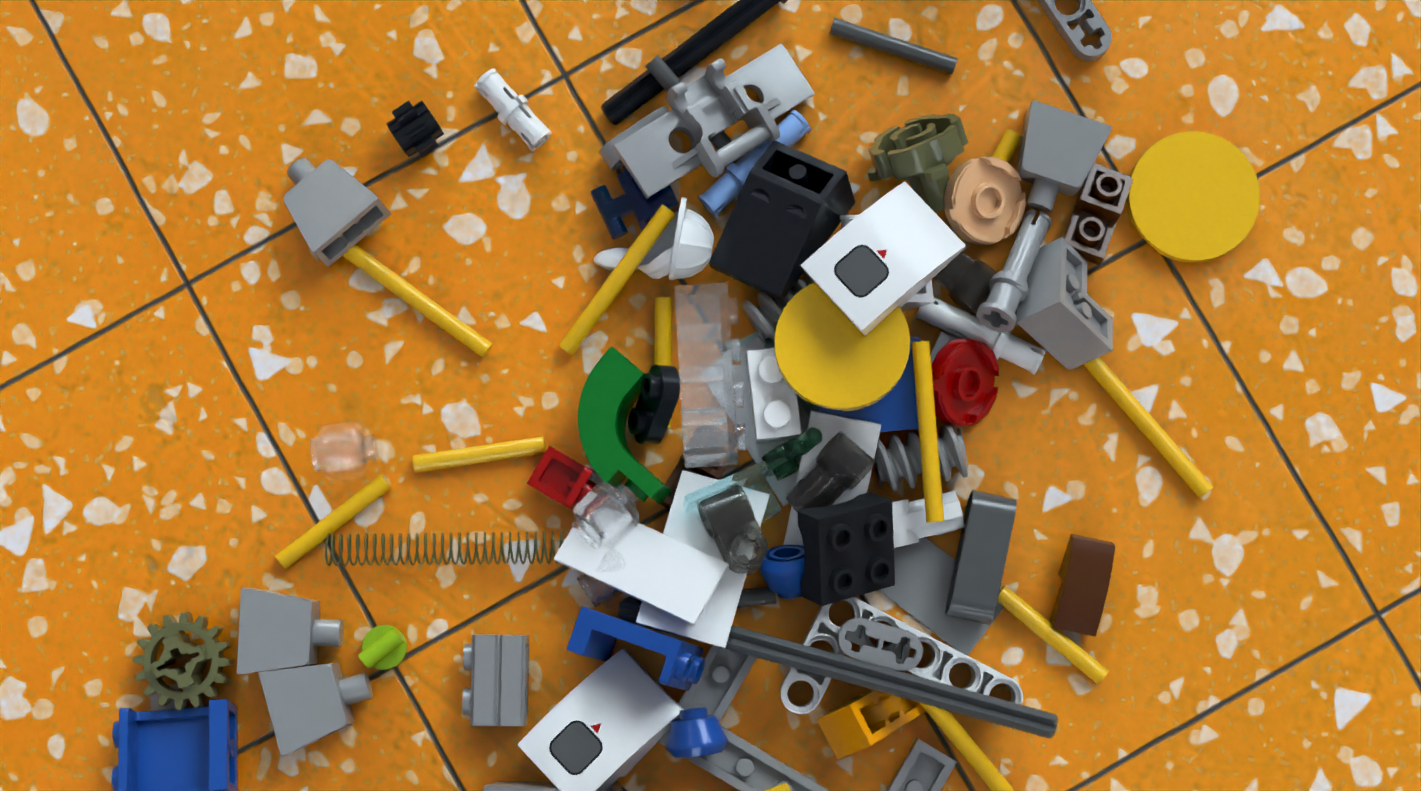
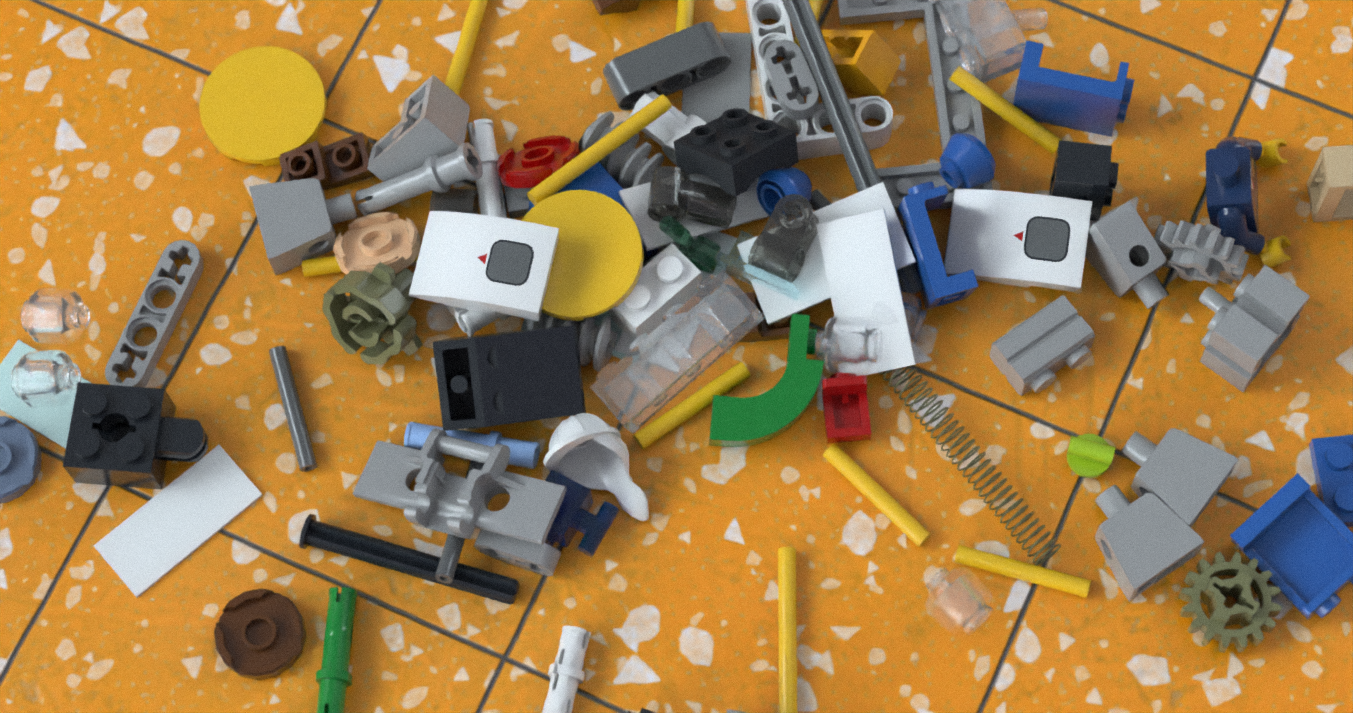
camera: 125 degrees left, 15 degrees down
(617, 279) = (650, 479): yellow bar -> none
(655, 404) = (731, 374): black plate -> none

